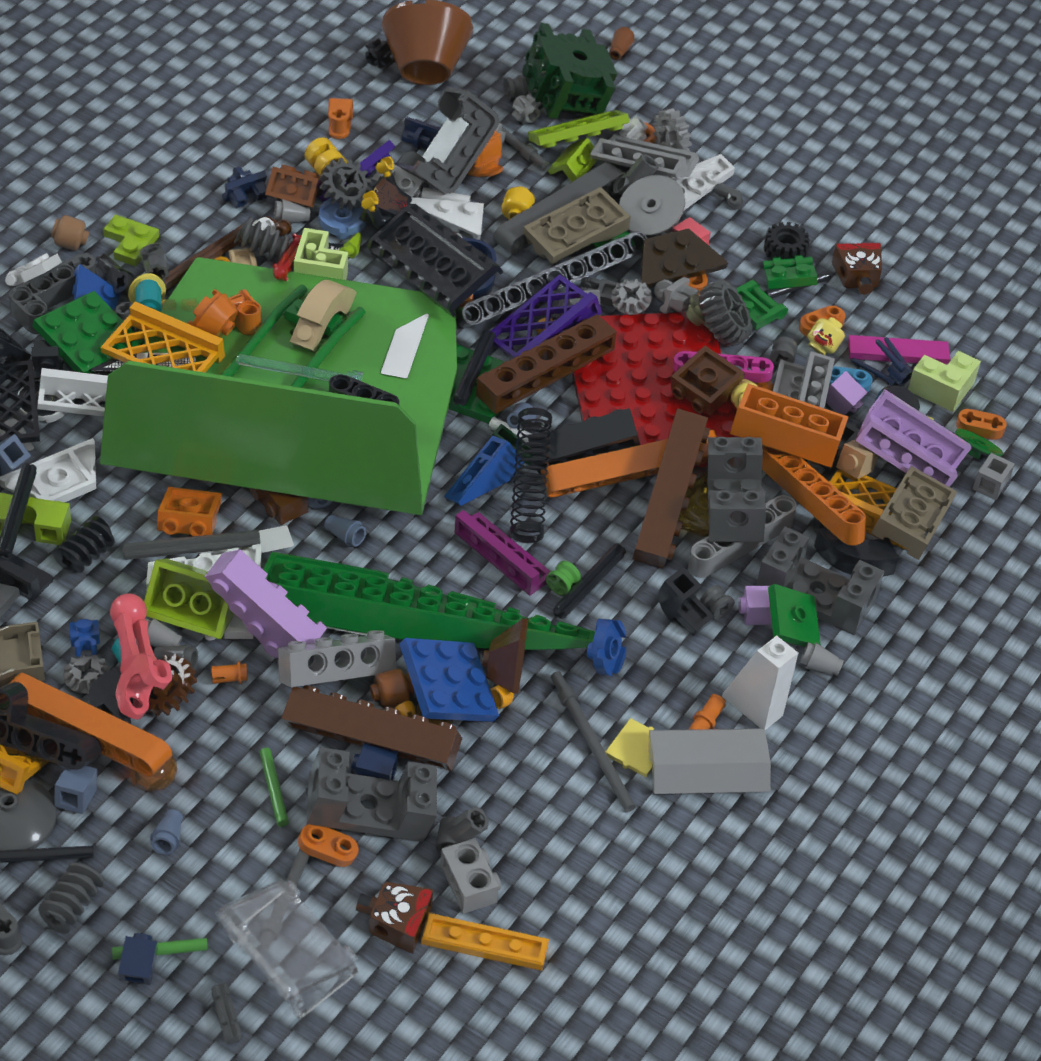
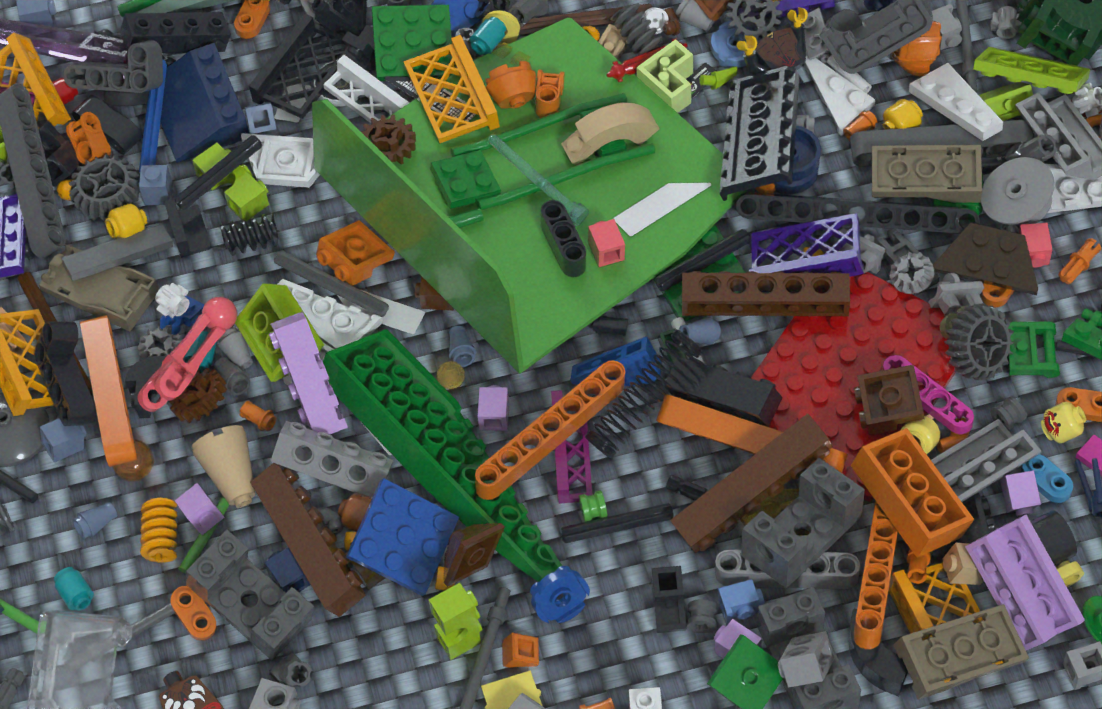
camera: 50 degrees right, 10 degrees up
(78, 622) = (172, 300): none -> white gear
(205, 892) = (73, 589): none -> teal brick
(237, 803) = (158, 530): none -> light orange piece
(248, 719) = (227, 463): none -> tan cone
(257, 764) = (199, 509): none -> lavender brick
(358, 554) = (451, 375): none -> clear yellow plate
(401, 384) = (606, 242): none -> coral brick
(418, 556) = (493, 408): none -> lavender brick
(449, 451) = (610, 325): none -> black pin
(489, 538) = (547, 441): none -> orange beam
(491, 222) = (864, 123): none -> orange pin
(547, 173) = (956, 100): none -> white wing
(557, 707) = (456, 620): none -> lime arch
(608, 710) = (520, 651): none -> orange slope
(619, 527) = (685, 487): none -> black axle
(728, 233) = (1079, 261): none -> orange axle
(733, 575) = (739, 600): none -> medium blue brick
(829, 574) = (806, 659): none -> light grey brick
(834, 478) = (917, 567): none -> orange pin

